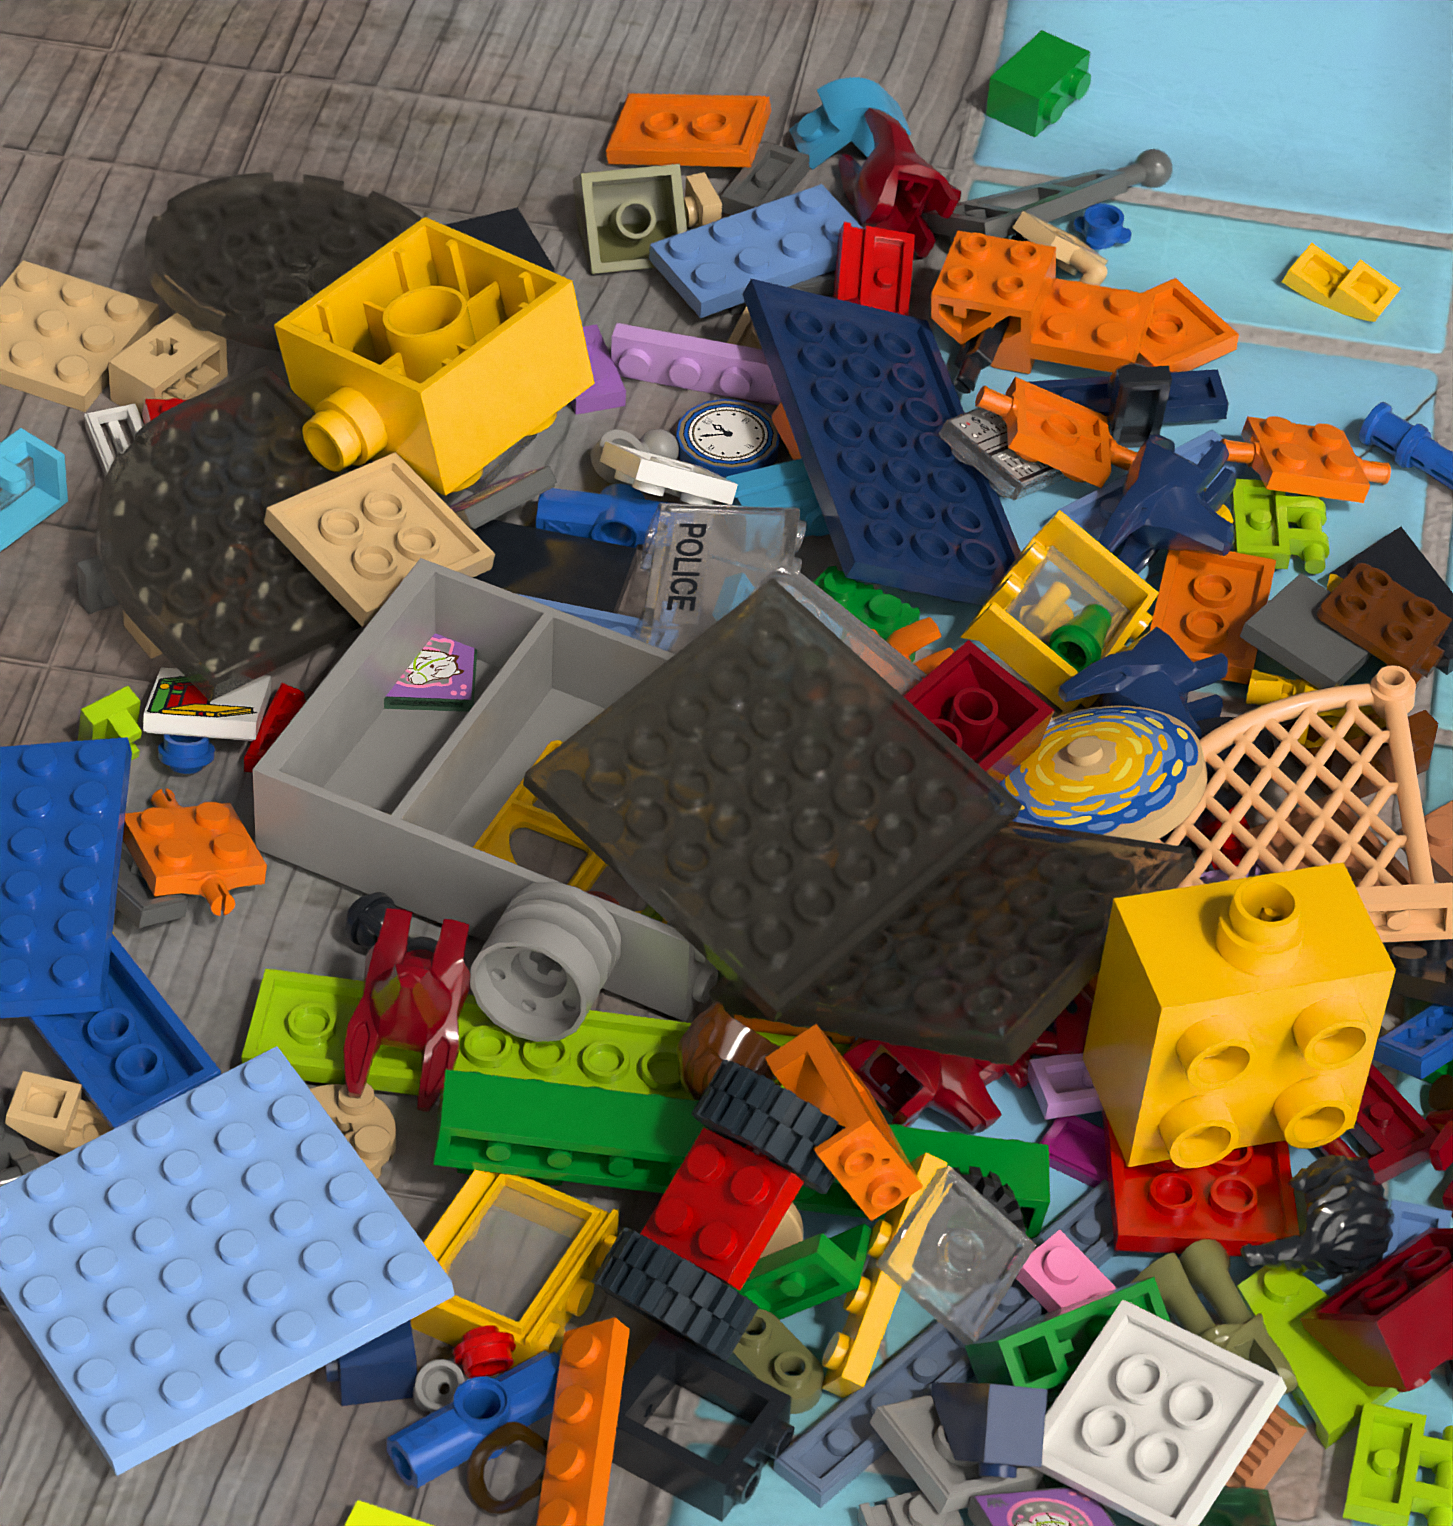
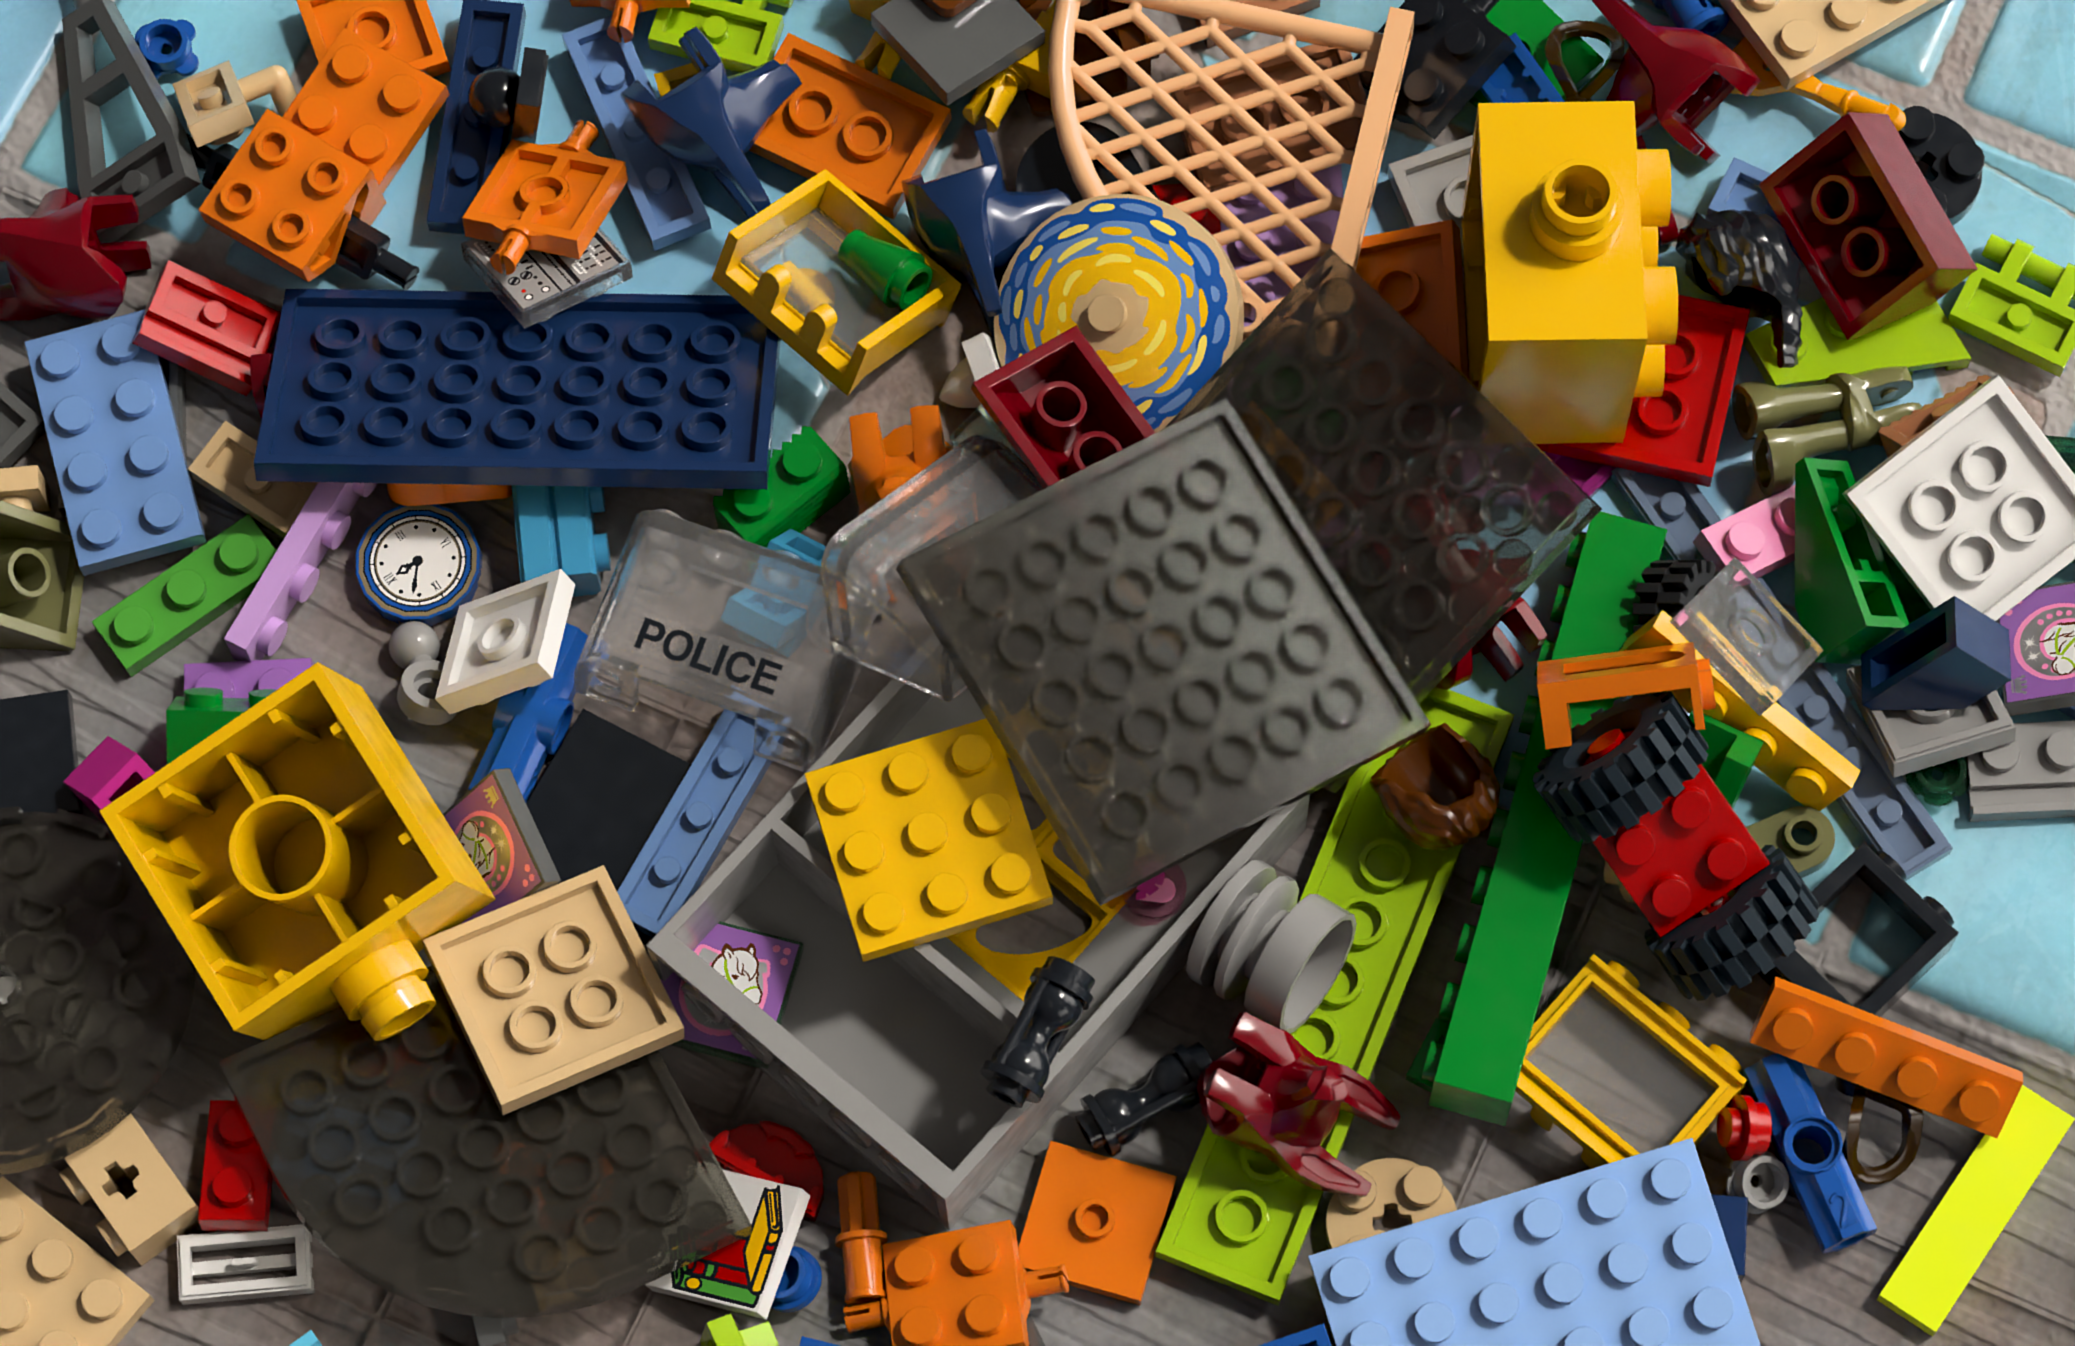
camera: 70 degrees left, 25 degrees up
(221, 789) = (860, 1238): none -> orange axle
(284, 932) = (1097, 1221): none -> orange plate
(437, 789) = (1049, 1010): none -> black piece
(543, 687) = (928, 839): none -> yellow plate
(628, 303) = (186, 596): none -> bright green plate
(883, 1463) = (1941, 792): none -> clear green plate

